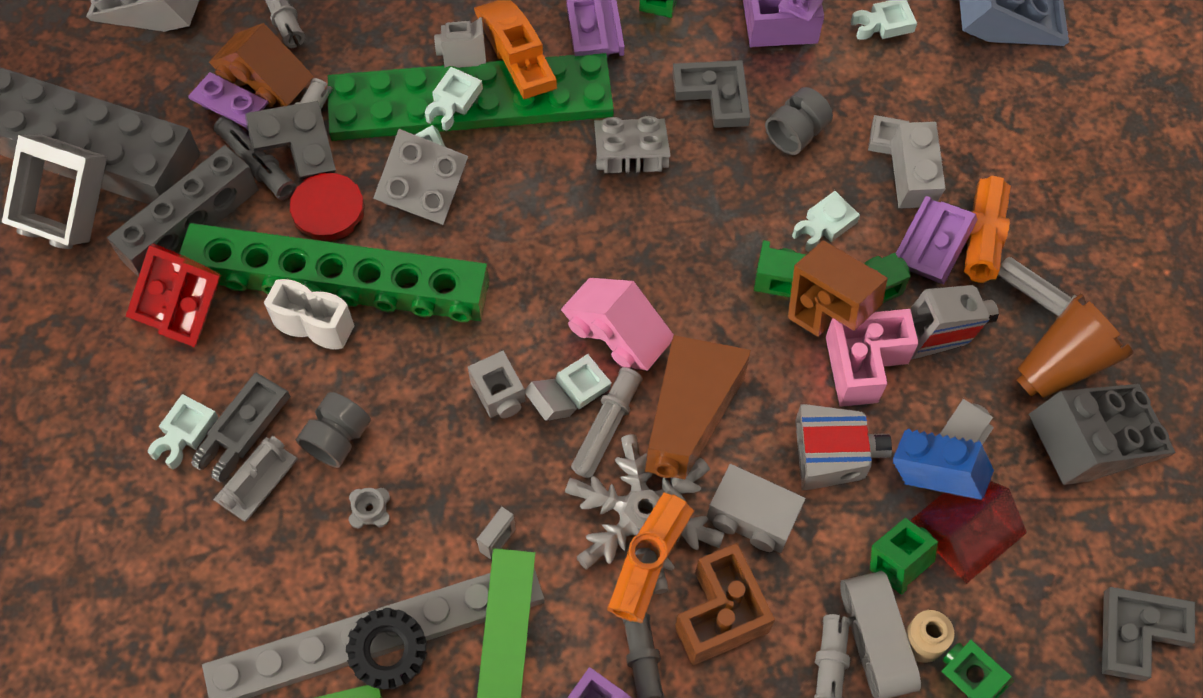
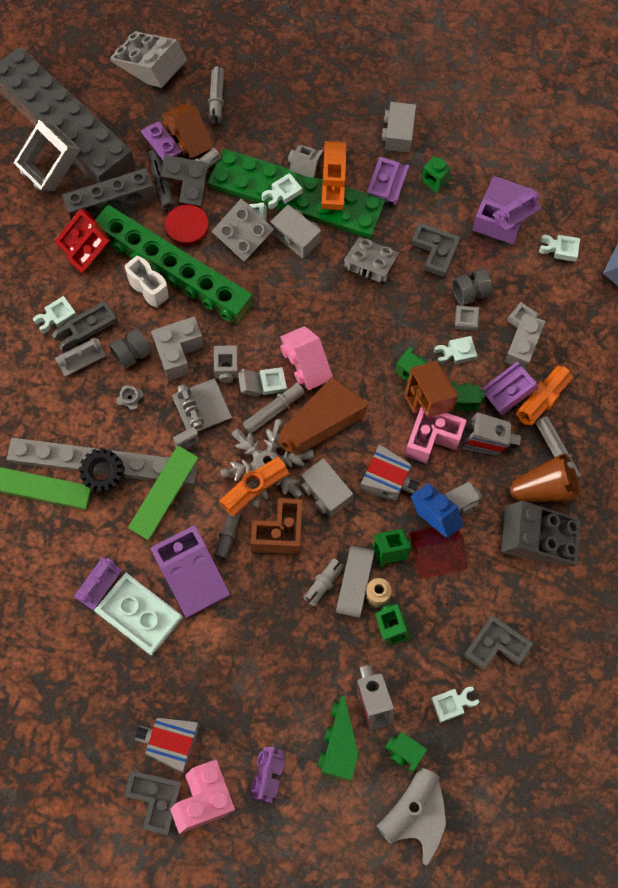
camera: 25 degrees right, 5 degrees up
(399, 393) = (174, 342): none -> light grey brick
(491, 469) = (201, 405): none -> light grey hinge
(500, 147) = (296, 231): none -> light grey brick
(812, 169) = (466, 318): none -> light grey tile

